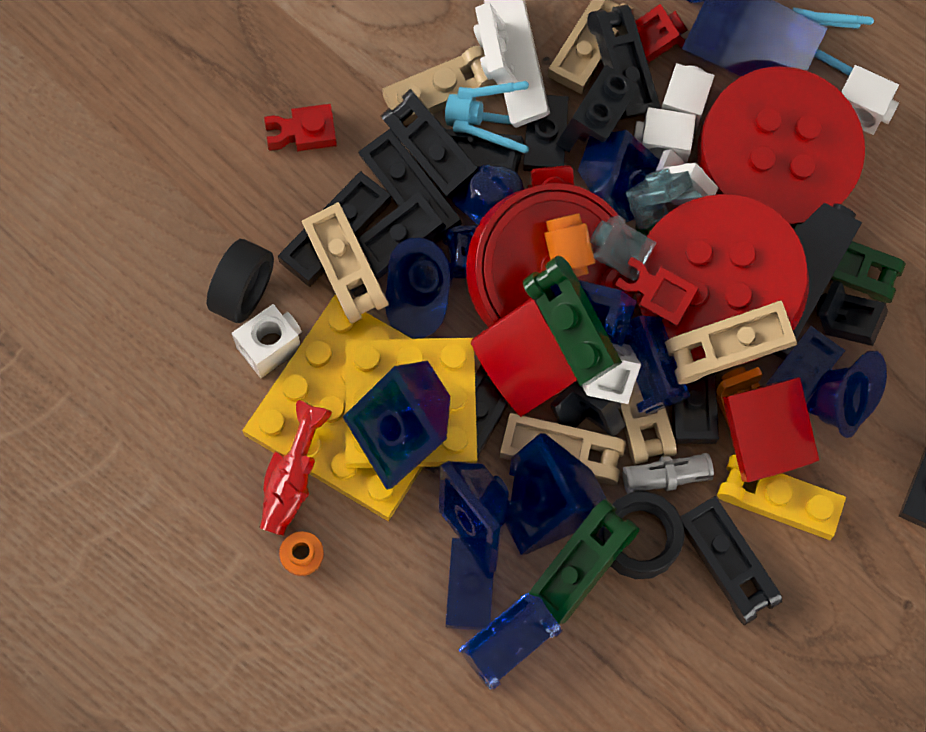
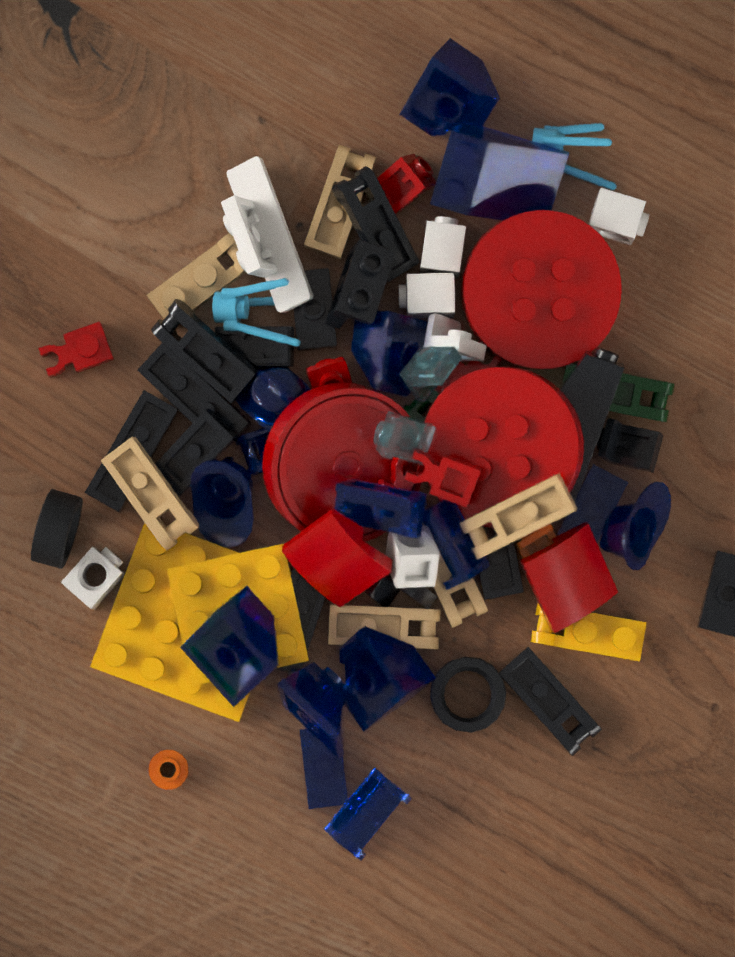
camera: 10 degrees left, 15 degrees up
(288, 475) = (141, 701): red animal -> none
(570, 240) = (355, 450): orange brick -> none
(572, 321) = (370, 529): dark green plate -> none
(583, 561) = (418, 734): dark green plate -> none
(668, 473) = (482, 631): light grey pin -> none

